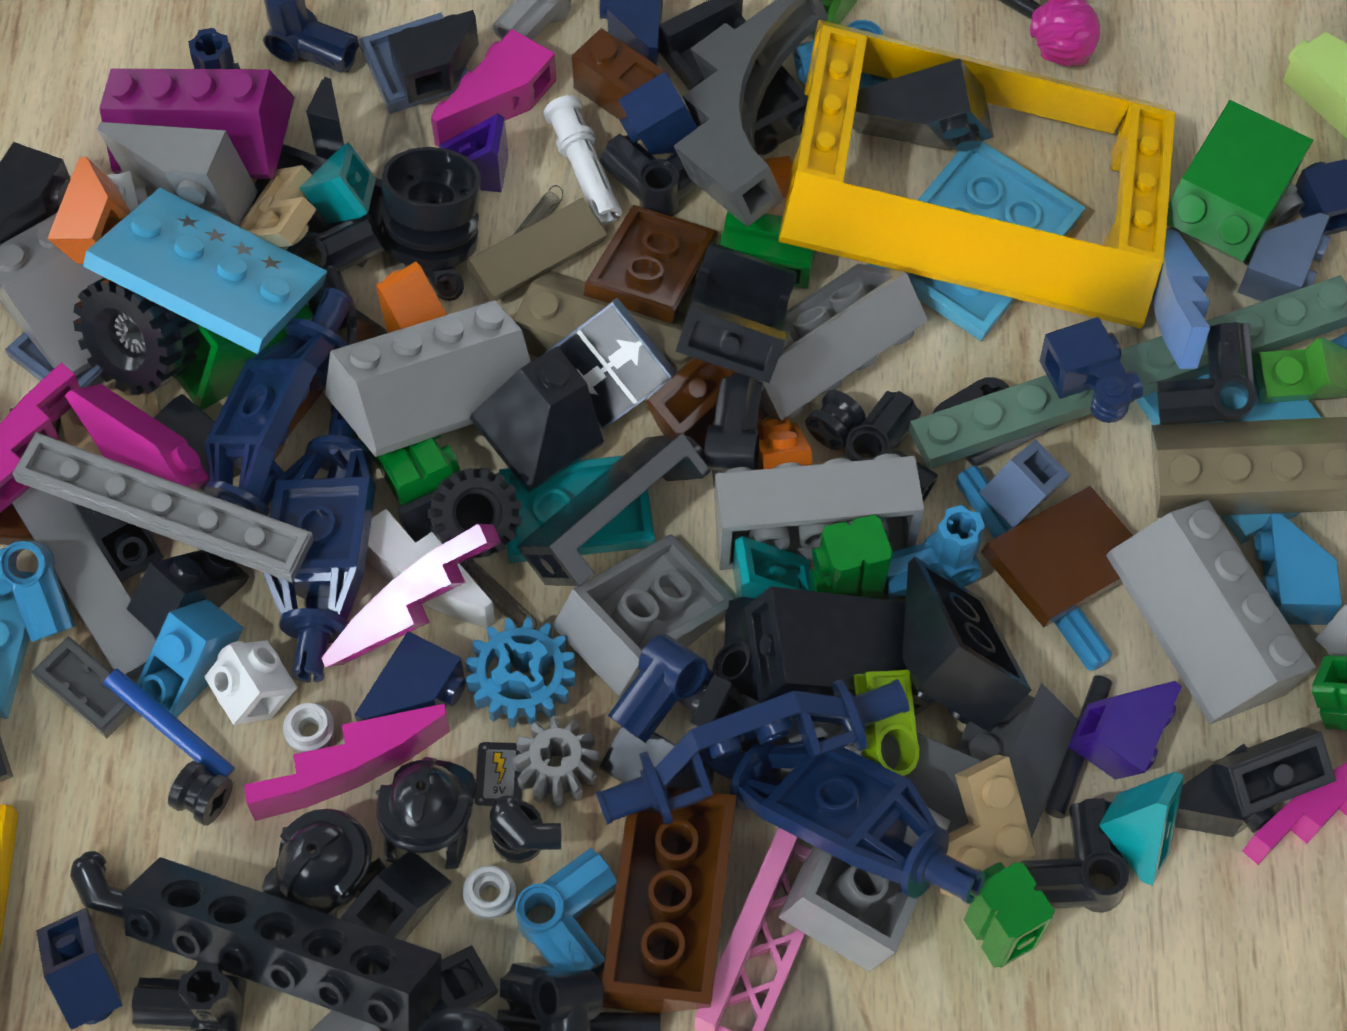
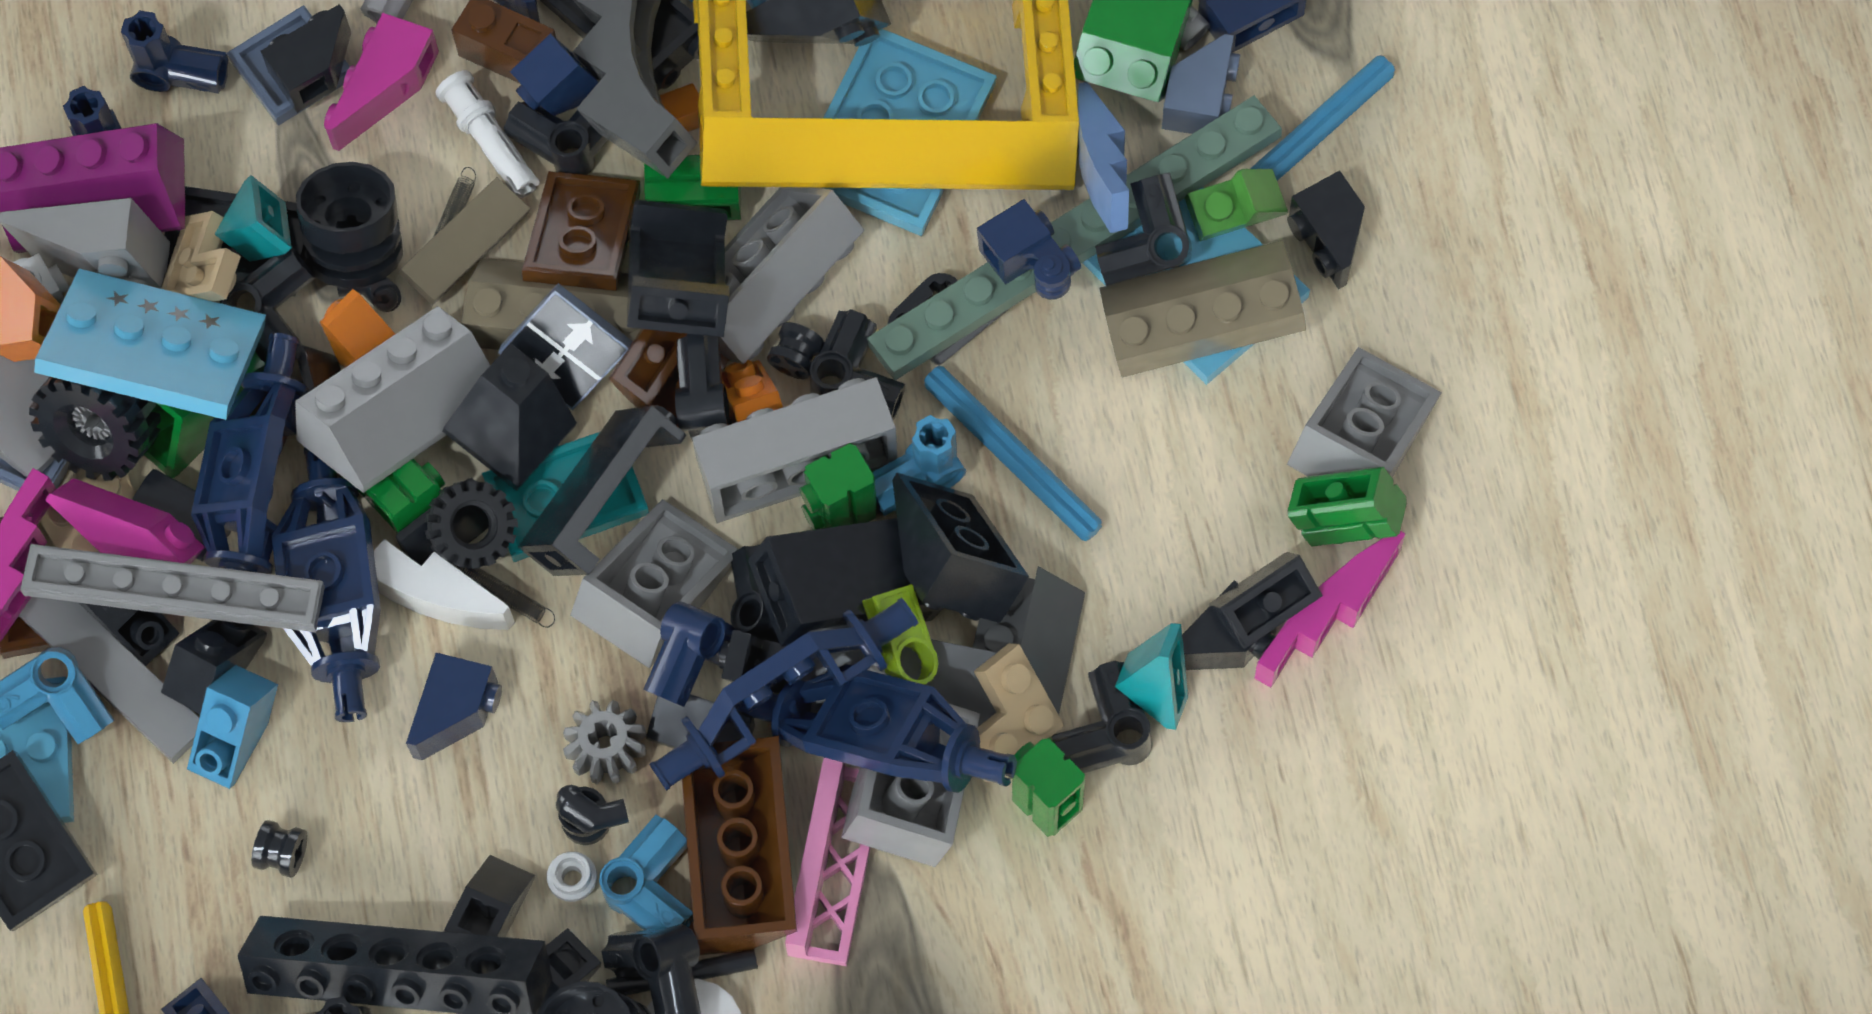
camera: 10 degrees left, 5 degrees up
(79, 683) = (143, 774): dark grey plate -> none
(92, 886) = (203, 958): black arm -> none
(167, 724) = (230, 791): blue bar -> none
(250, 681) = (298, 734): white brick -> none
(308, 714) = (362, 751): white plate -> none
(325, 120) = (222, 158): black slope -> none
(331, 874) = (423, 895): black helmet -> none
(368, 752) = (426, 775): dark pink slope -> none
(400, 603) = (422, 629): slope -> none
(429, 817) = (495, 824): black helmet -> none
(486, 148) = (384, 147): dark purple slope -> none
(496, 773) = (550, 765): sticker -> none
(529, 652) = (562, 649): dark azure gear -> none
(762, 565) = (764, 514): teal slope -> none
(1024, 483) = (987, 377): sand blue slope -> none
(1060, 555) = (1041, 436): reddish brown tile -> none
(1073, 762) = (1087, 615): black bar -> none
(1125, 729) = (1124, 592): dark purple slope -> none
(1210, 612) = (1183, 461): light grey slope -> none
(1297, 573) = (1262, 406): dark azure slope -> none

